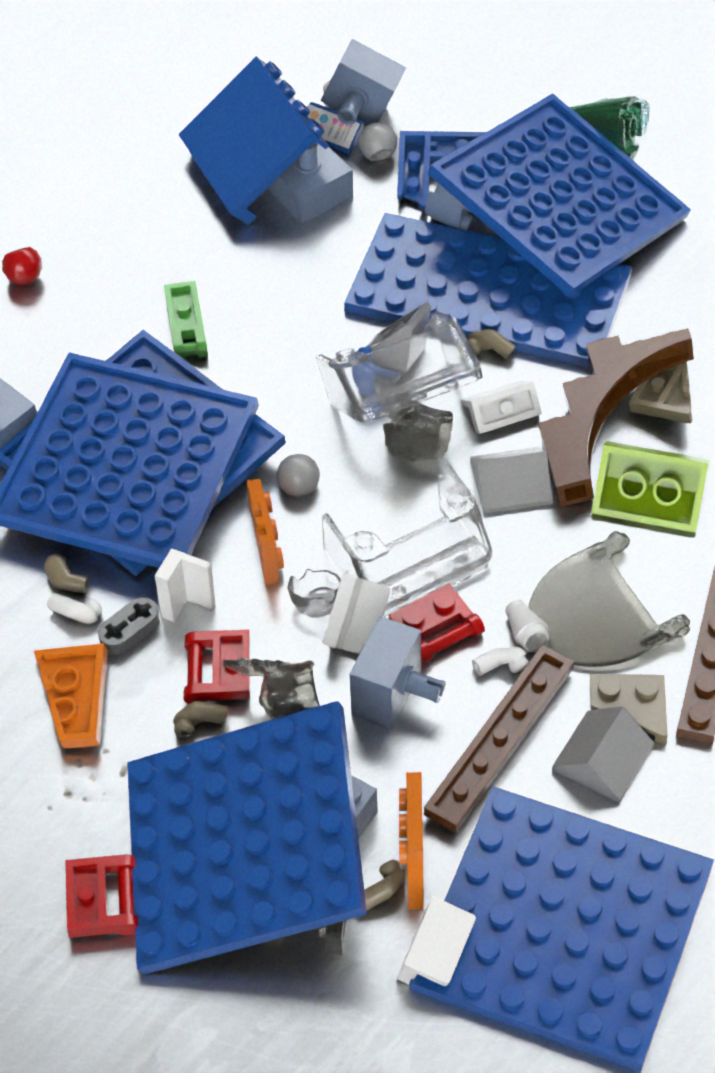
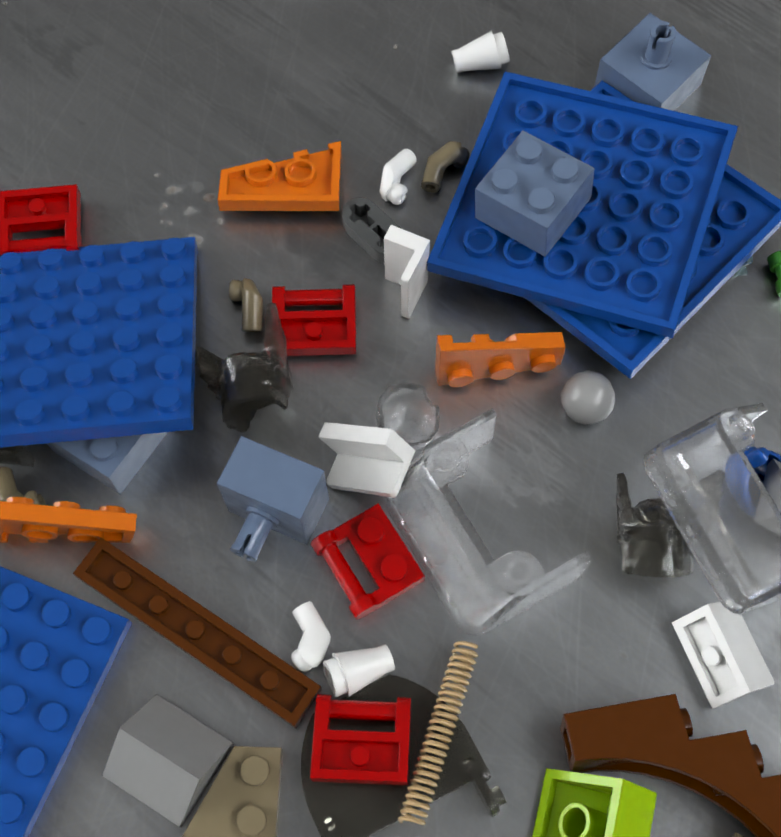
camera: 90 degrees right, 15 degrees up
(129, 479) = (533, 193): none -> sand blue brick
(512, 479) = (599, 659): light grey slope -> none
(570, 572) = (465, 666): none -> tan piece
(594, 615) = (361, 755): none -> red plate

